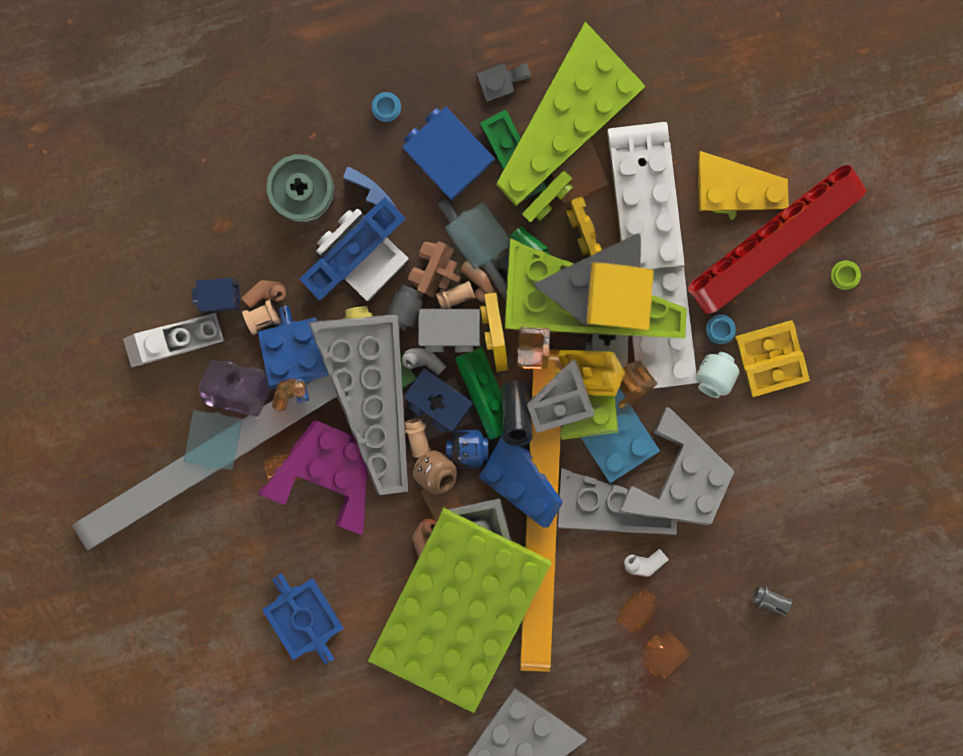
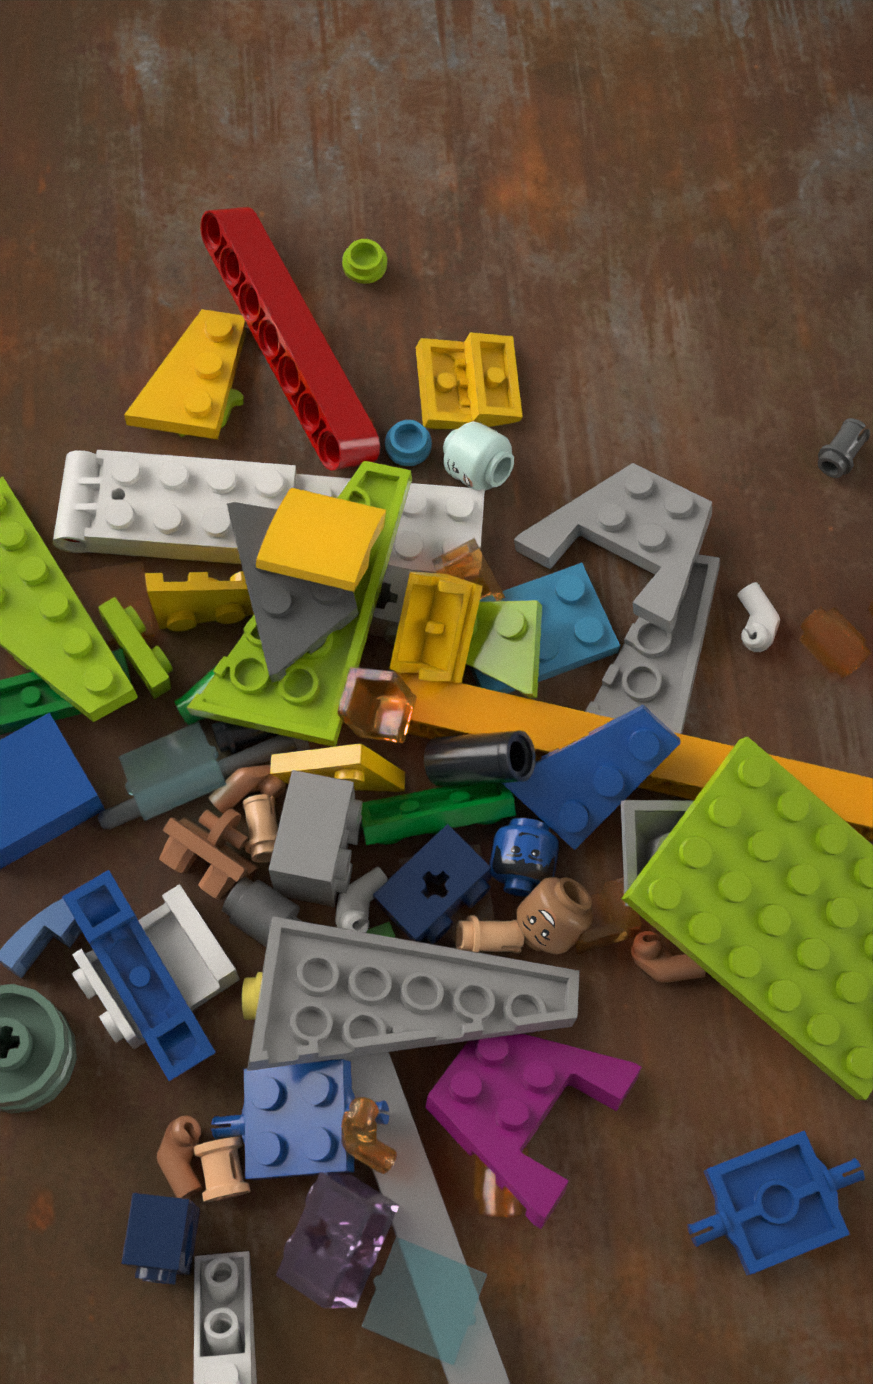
camera: 85 degrees left, 20 degrees down
(561, 400) = (472, 676): light grey wing -> none

